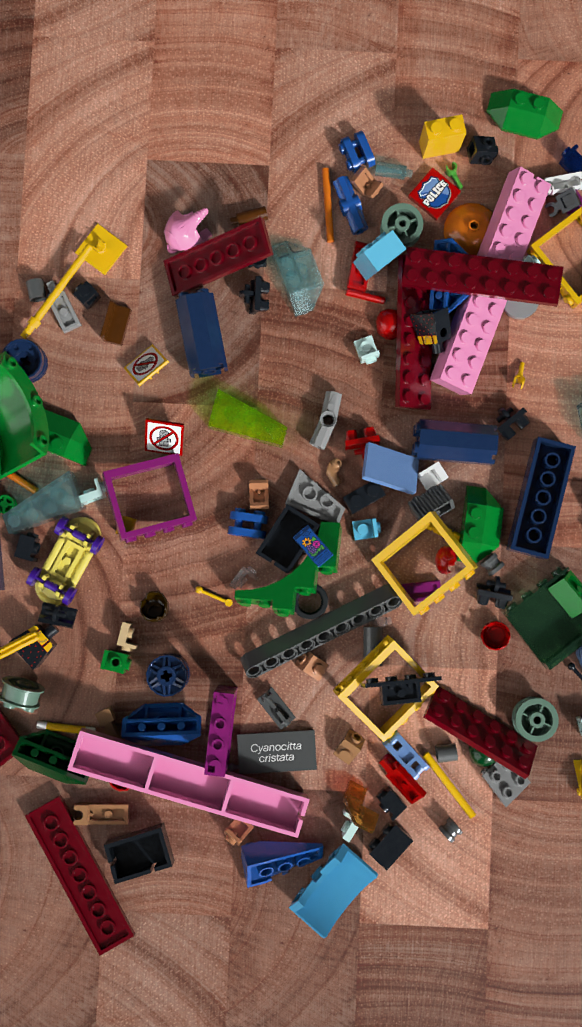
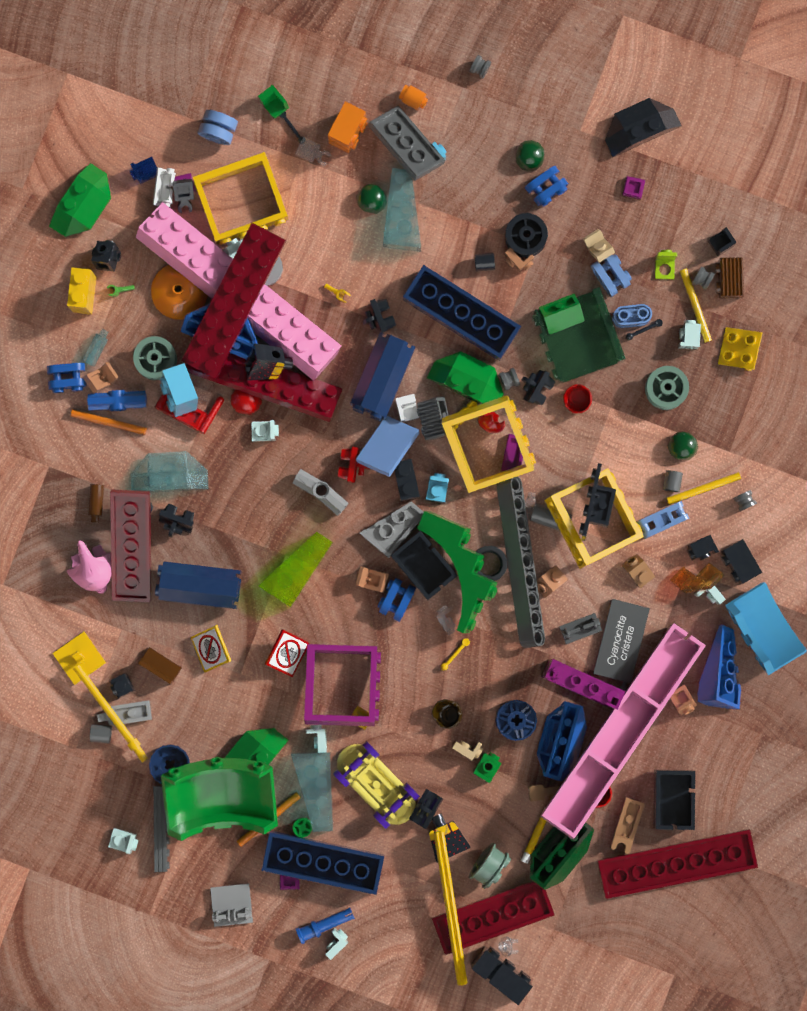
camera: 70 degrees left, 0 degrees up
(28, 546) = (350, 817): black brick -> none
(313, 546) = (438, 543): tile -> none
(332, 471) = (371, 502): medium nougat arm -> none
(402, 779) = (684, 531): red hinge -> none
(434, 194) = (131, 315): tile -> none
(481, 732) = (662, 442): dark red plate -> none
(504, 782) = (714, 433): light grey hinge -> none

